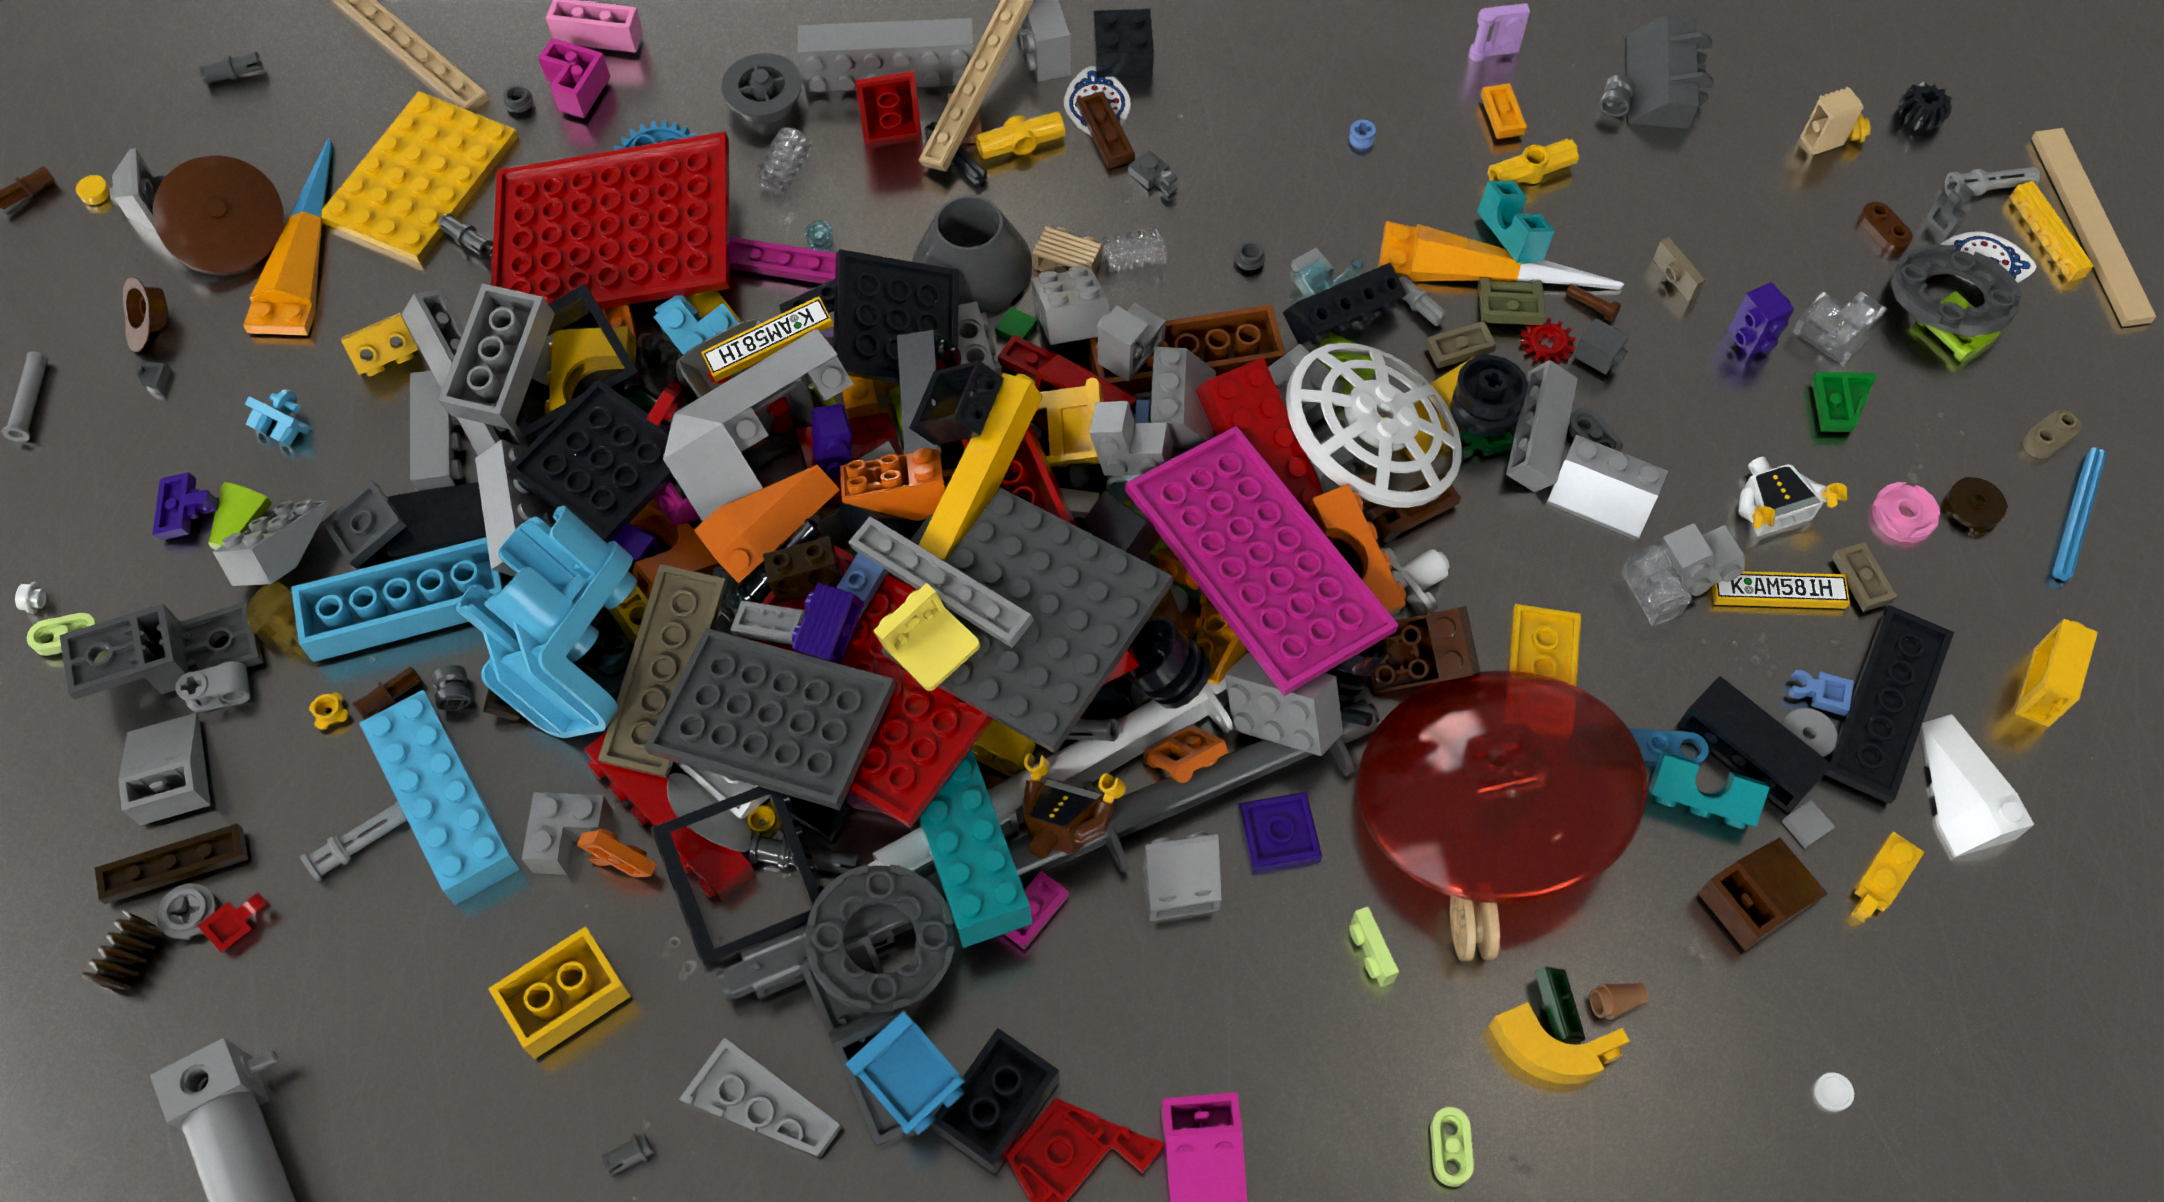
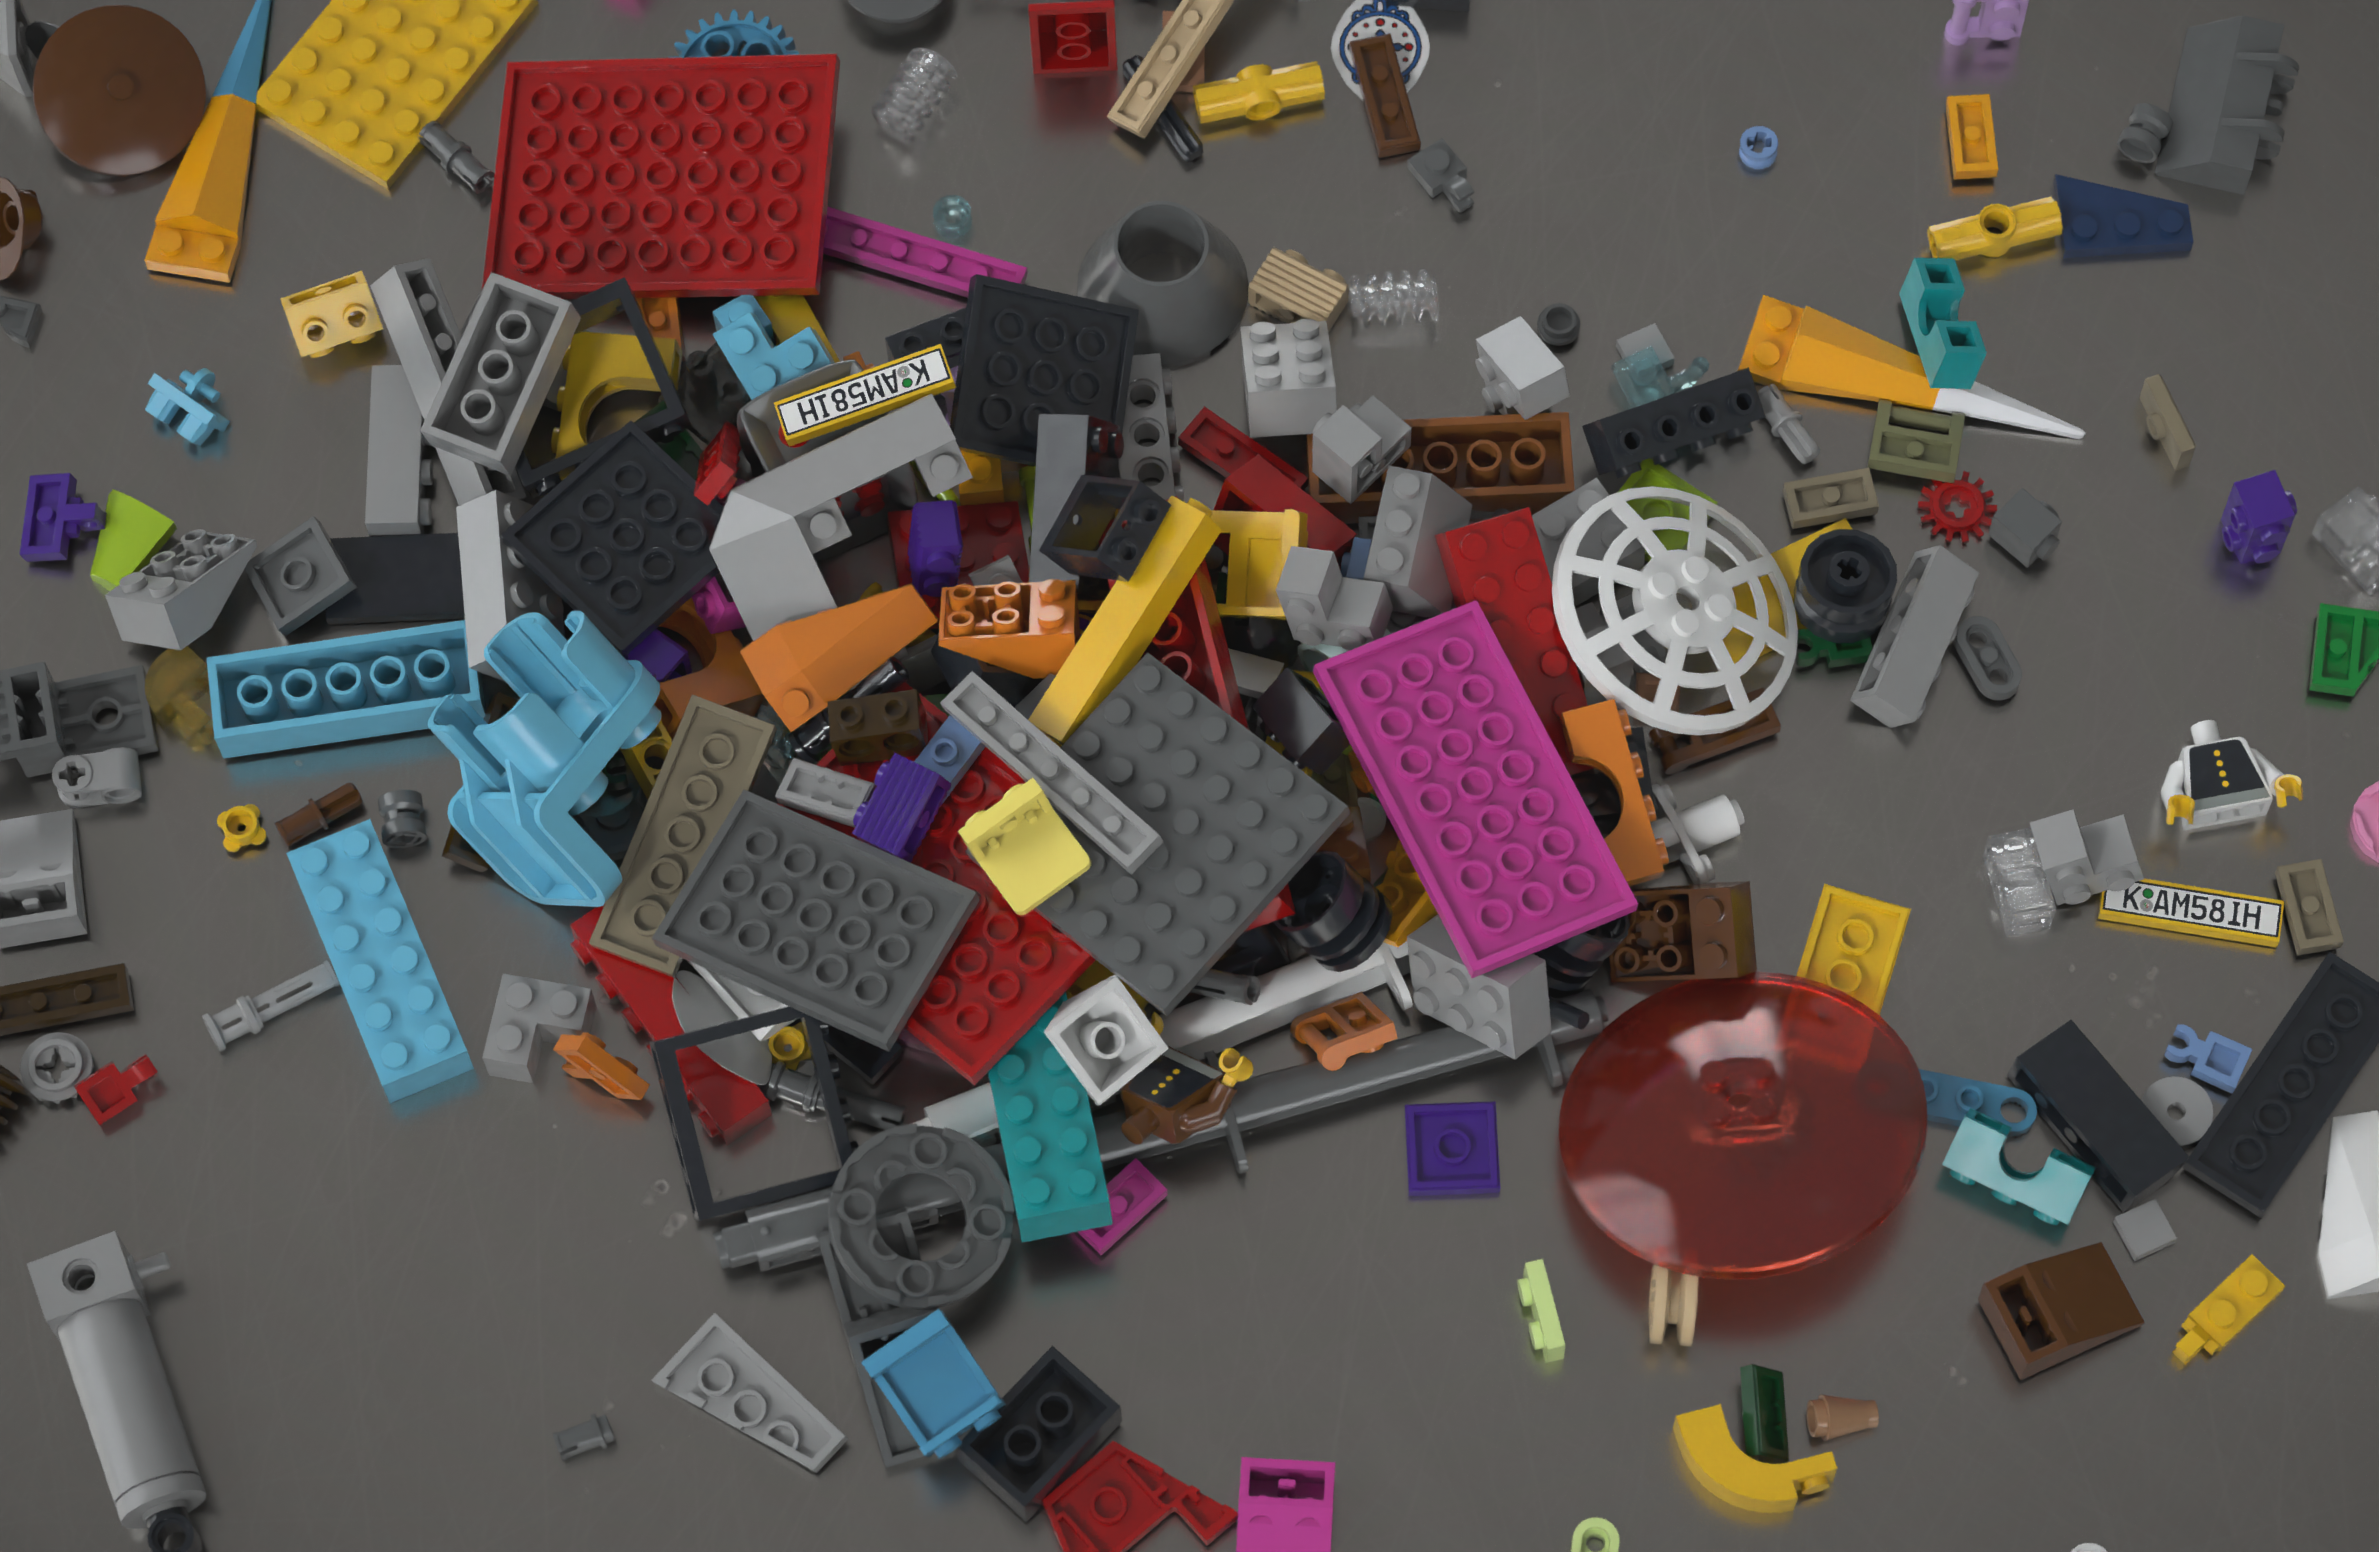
camera: 10 degrees right, 5 degrees up
(559, 993) = (517, 1230): yellow brick -> none
(1007, 778) = (1104, 1038): none -> white slope
(1015, 323) = (1212, 390): green tile -> none
(1182, 876) = (1311, 1190): light grey slope -> none
(1233, 280) = (1519, 371): none -> light grey brick
(1607, 487) = (1985, 736): slope -> none
(1609, 309) = (2055, 471): reddish brown piece -> none
(1613, 152) = (2118, 221): none -> dark blue wing

